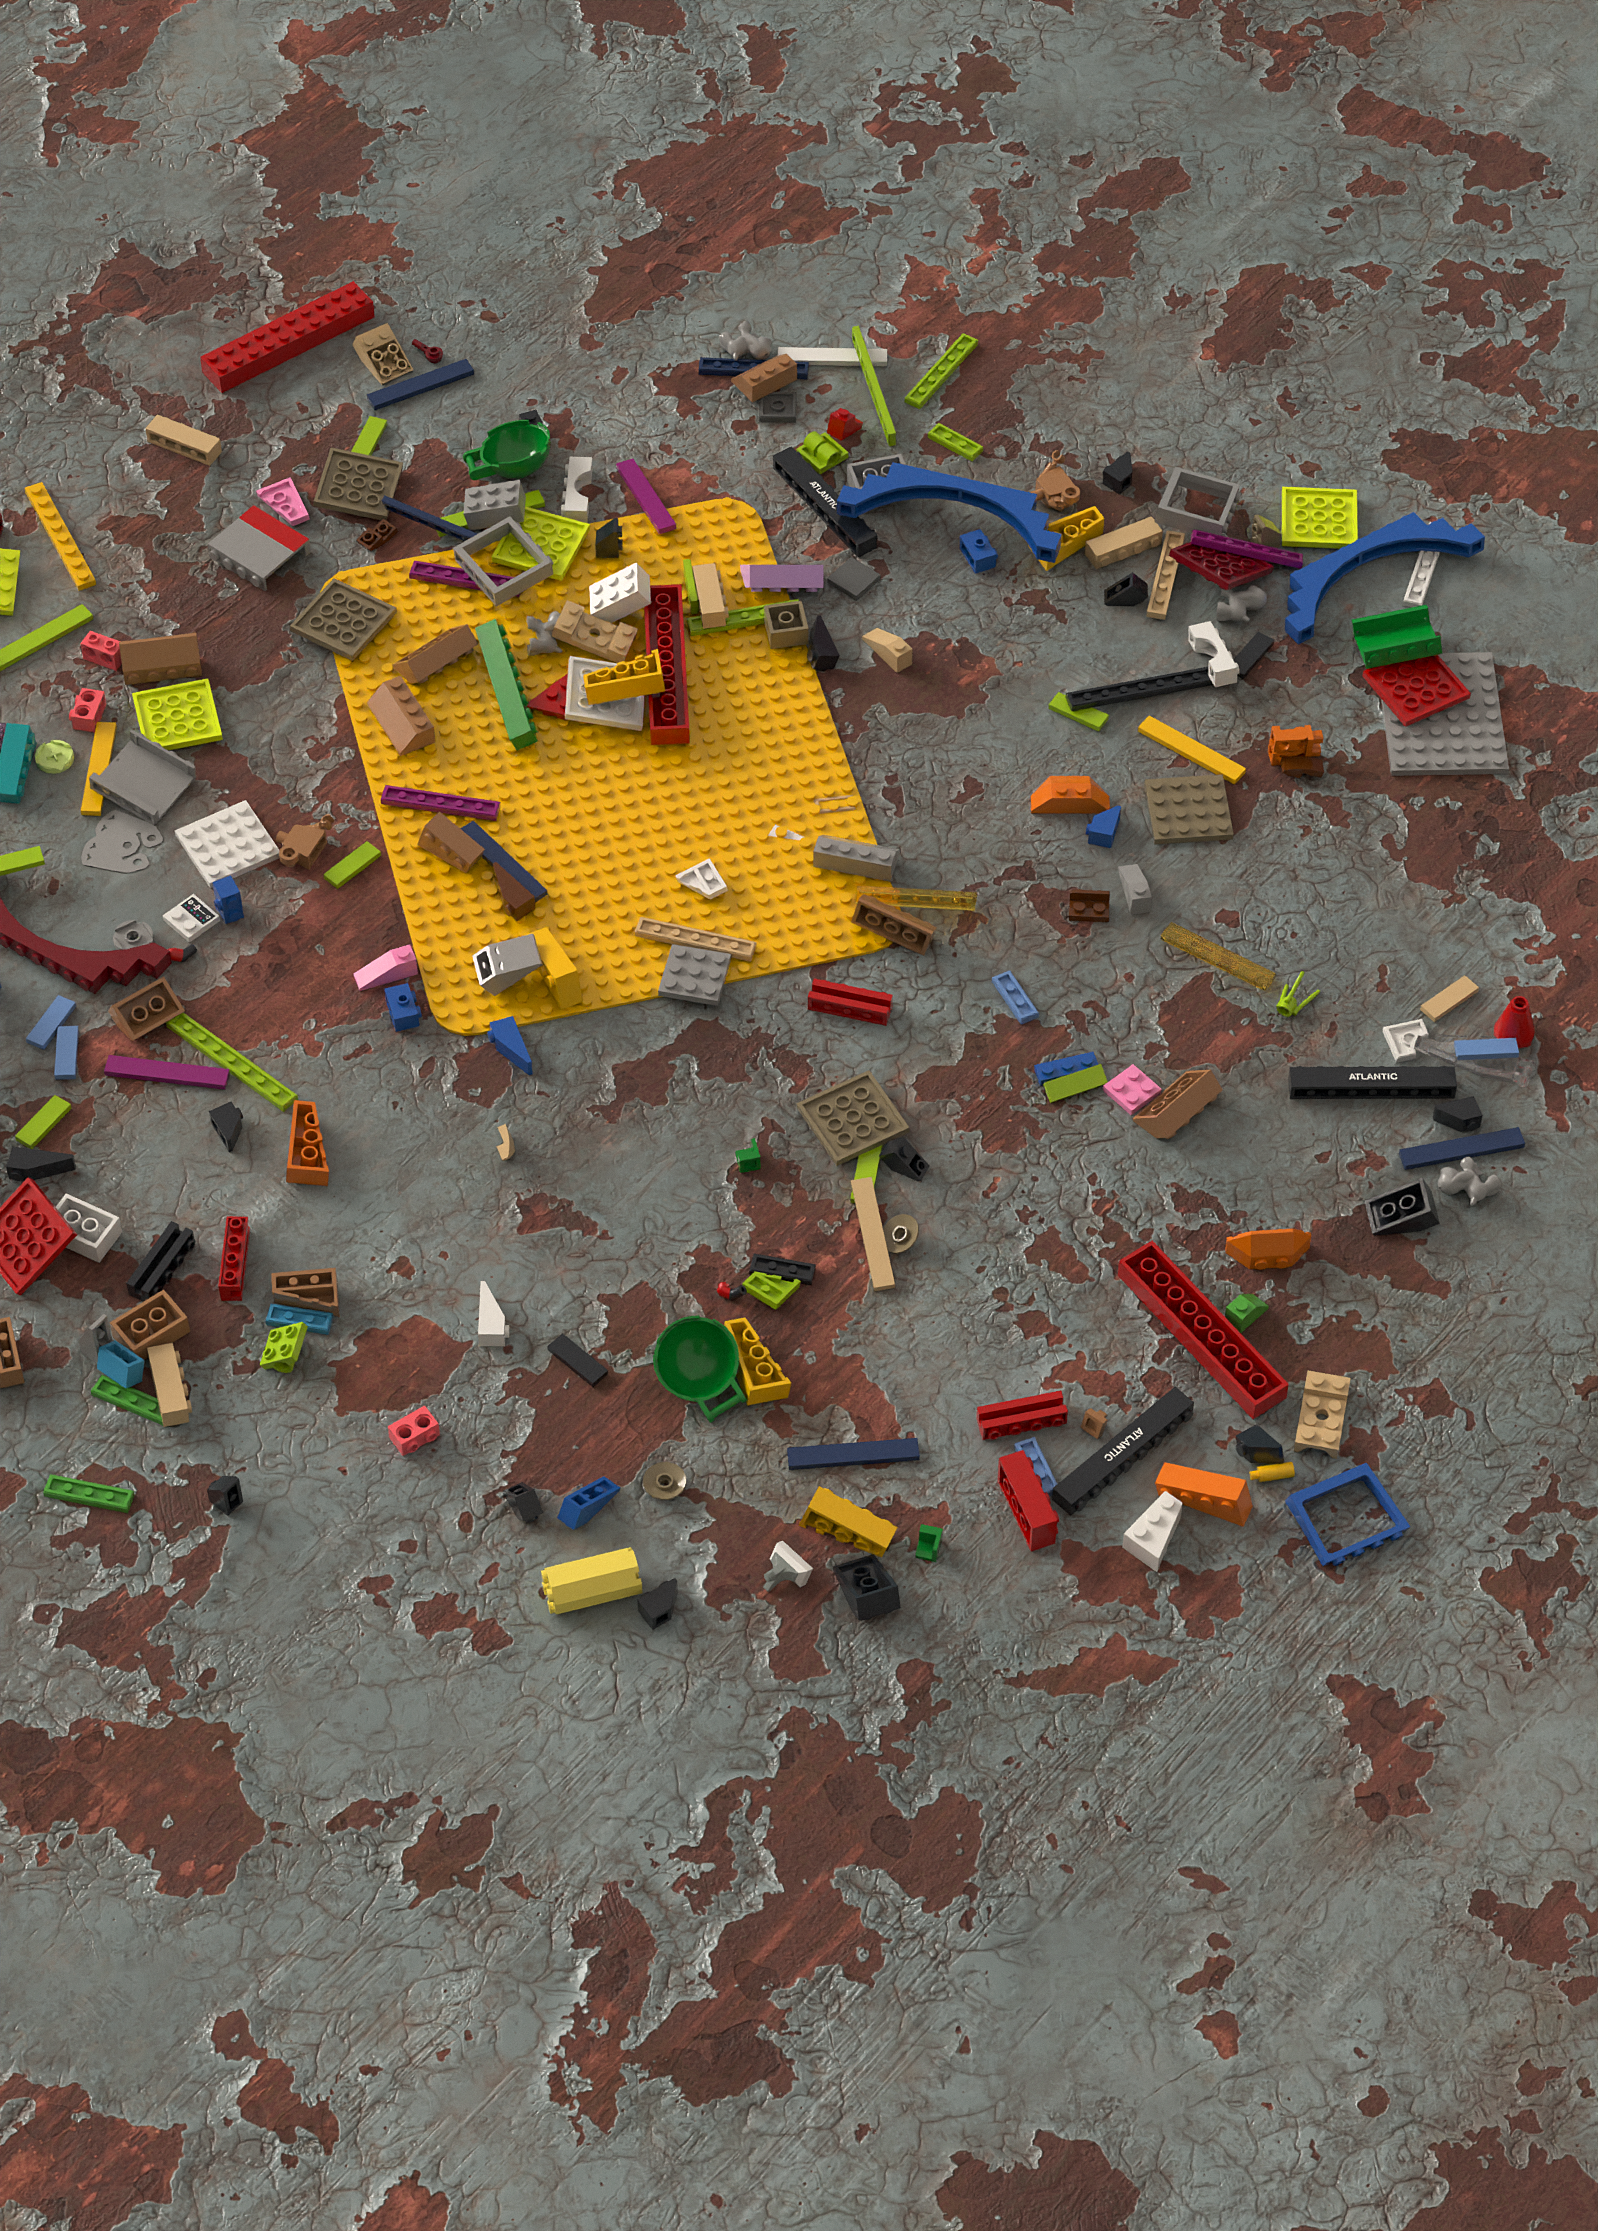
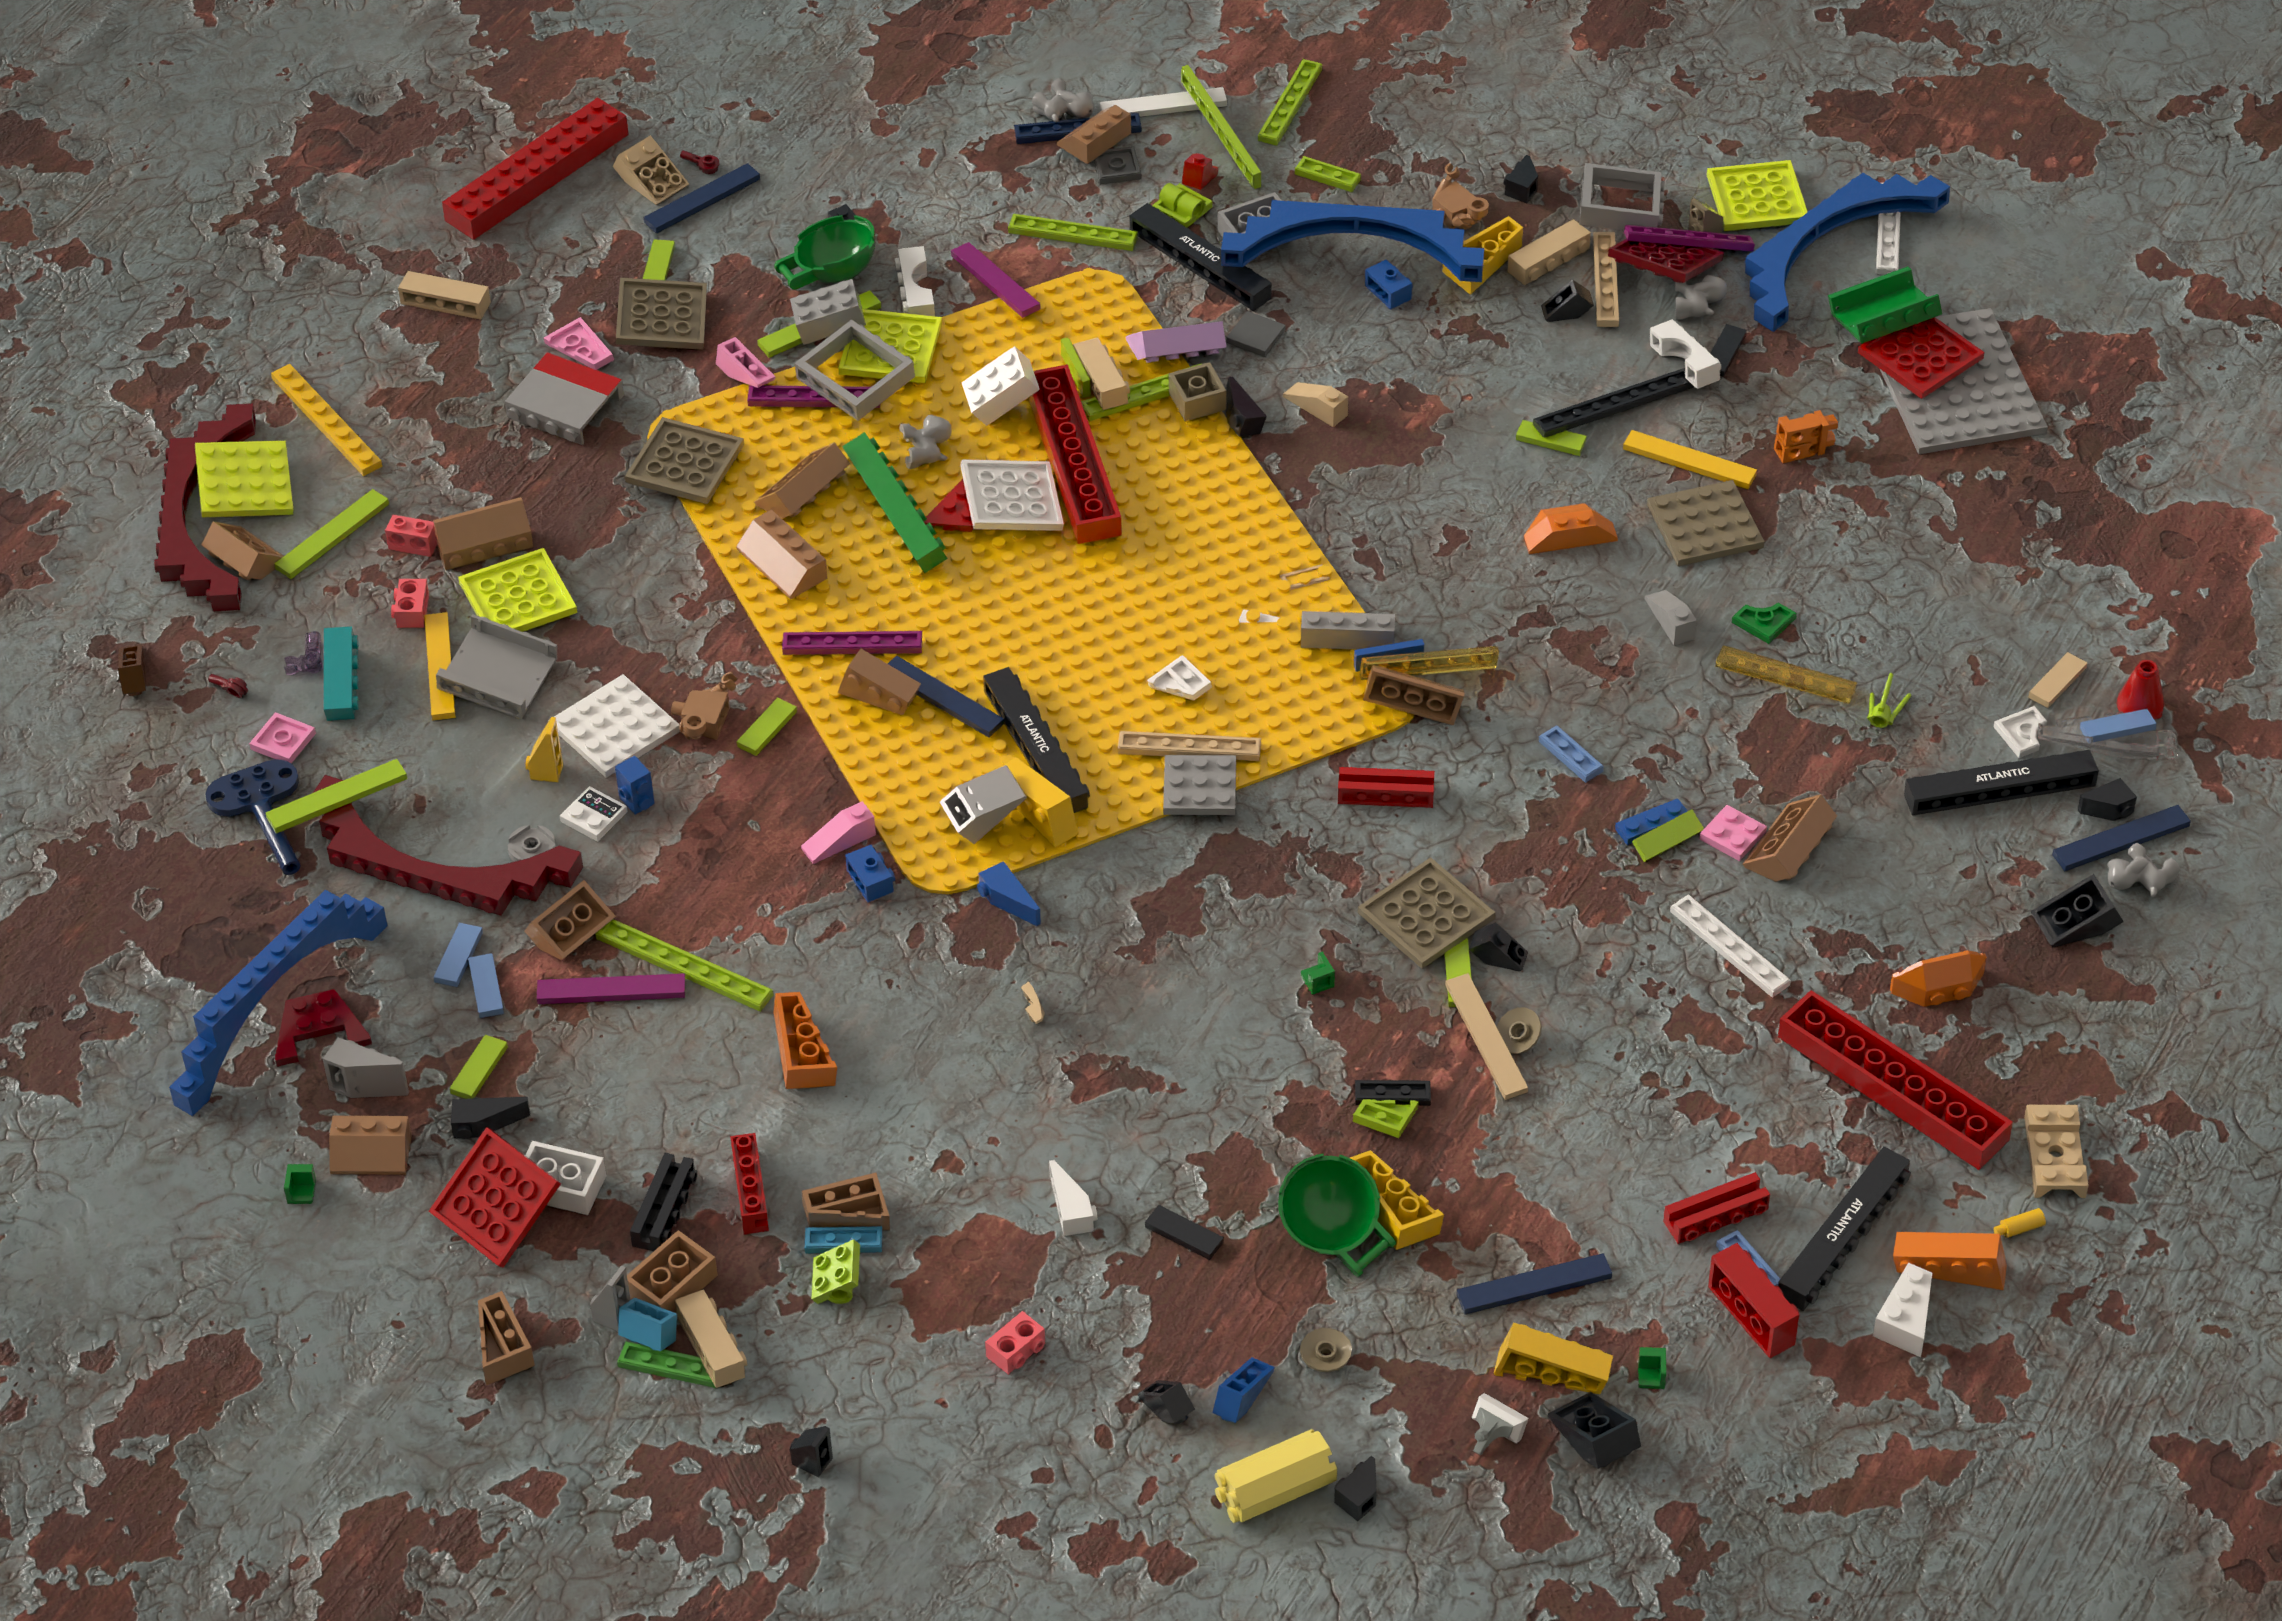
camera: 10 degrees left, 5 degrees down
(54, 756) = (383, 661): yellowish green tile -> none
(88, 1493) = (645, 1479): bright green tile -> none
(110, 843) = (474, 747): light grey piece -> none
(163, 863) = (546, 756): none -> yellow slope
(182, 955) = (594, 856): arm -> none
(227, 1124) = (698, 1034): black slope -> none
(377, 536) = (697, 367): reddish brown slope -> none
(412, 540) = (741, 364): none -> bright pink slope
(427, 519) = (754, 338): dark blue tile -> none
(515, 898) = (967, 730): reddish brown slope -> none
(567, 912) = (1034, 735): none -> black brick
(575, 628) = (1001, 439): tan piece -> none
(608, 541) = (968, 331): slope -> none
(625, 680) = (1036, 474): yellow wedge -> none
(724, 462) = (1073, 232): none -> lime tile
(731, 1294) = (1339, 1129): arm -> none
(892, 882) = (1407, 647): none -> blue tile
(1089, 905) = (1625, 642): reddish brown bracket -> none
(1094, 1422) = (1802, 1202): medium nougat tile -> none
(1101, 1188) = (1730, 946): none -> white tile
(1104, 827) = (1617, 556): blue slope -> none
(1214, 906) = (1764, 622): none -> green tile
(1245, 1311) = (1935, 1050): bright green slope -> none
(1259, 1446) = (1998, 1197): black slope -> none
(1297, 765) = (1814, 458): reddish brown slope -> none
(1359, 1473) = (2125, 1208): blue windscreen -> none

